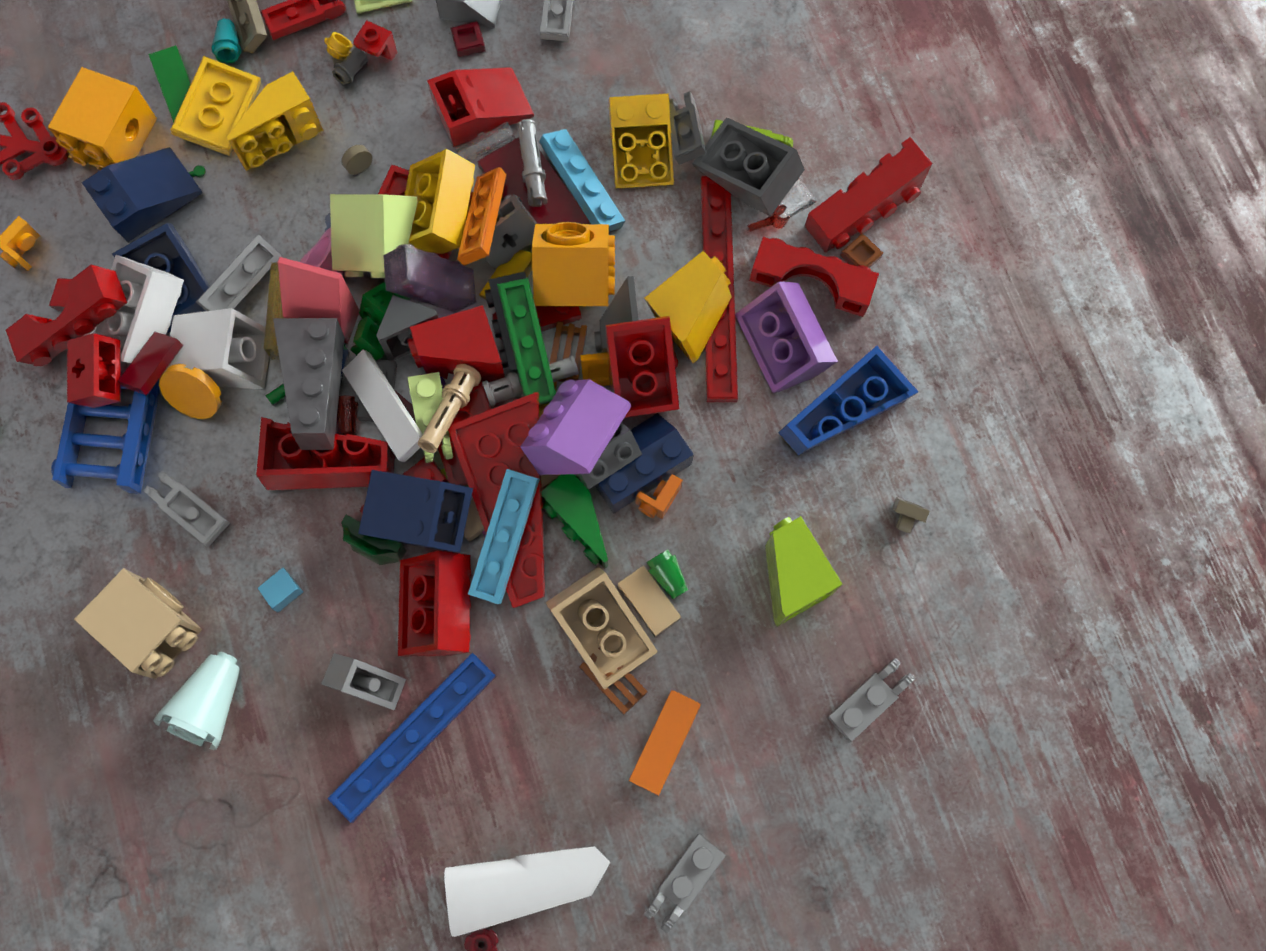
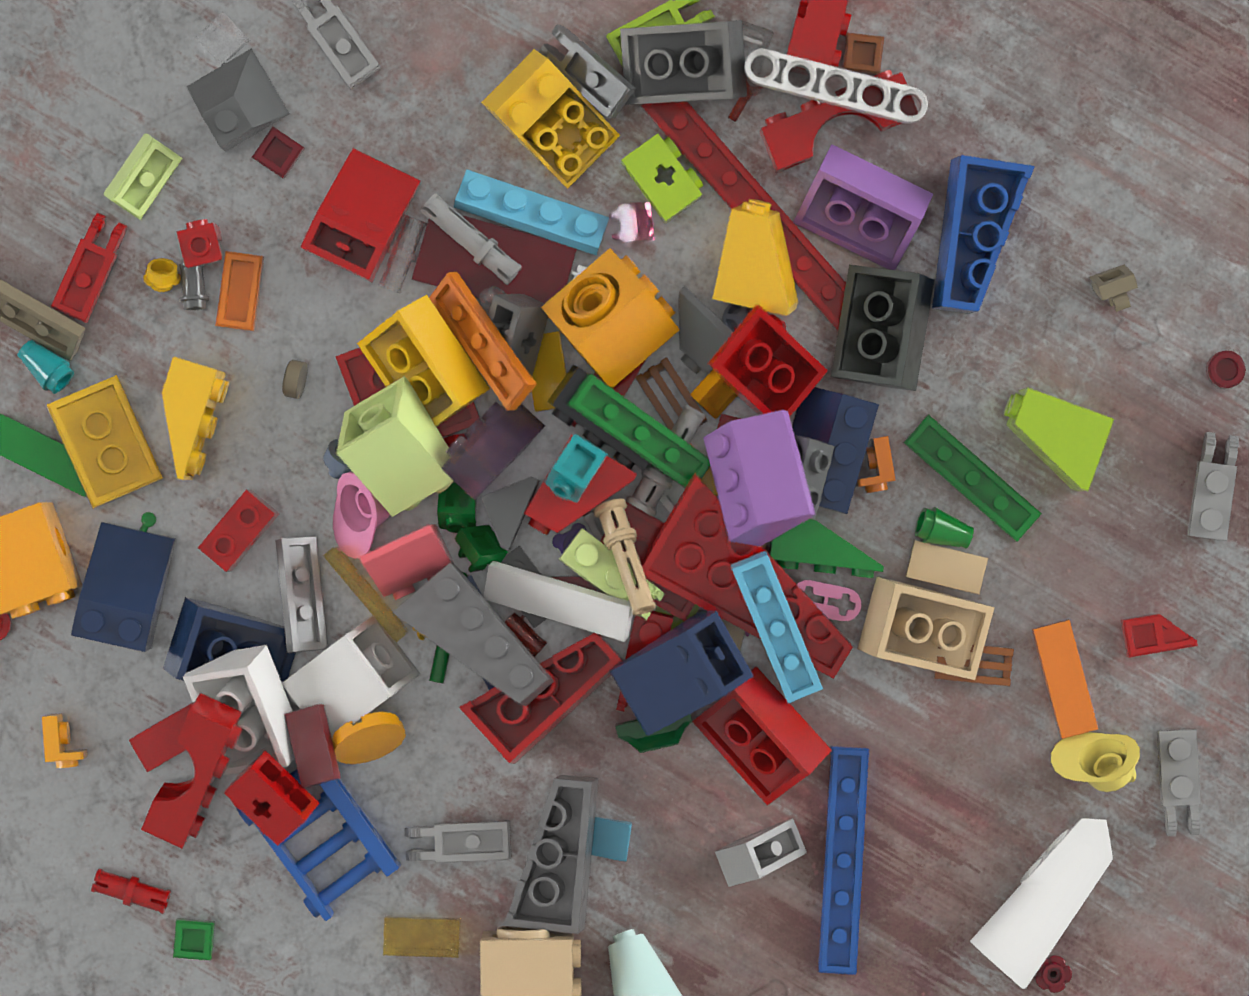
camera: 35 degrees left, 15 degrees up
(105, 547) = (421, 936): none -> clear yellow tile
(231, 571) = (557, 867): none -> flat silver wedge
(239, 212) = (238, 530): none -> red brick
(374, 92) = (239, 291): none -> orange tile
(464, 320) = (575, 469): none -> teal bracket
(562, 554) = (835, 592): none -> bright pink beam
(638, 234) = (635, 222): none -> clear pink tile
(640, 815) = (1097, 758): none -> light yellow piece
(675, 207) = (643, 167): none -> lime brick
(714, 559) = (972, 478): none -> green tile
(737, 415) = (882, 327): none -> pearl dark grey slope
(749, 764) = (1153, 635): none -> red tile
(830, 229) = (854, 82): none -> white beam
(940, 628) = (1225, 369): none -> dark red tile

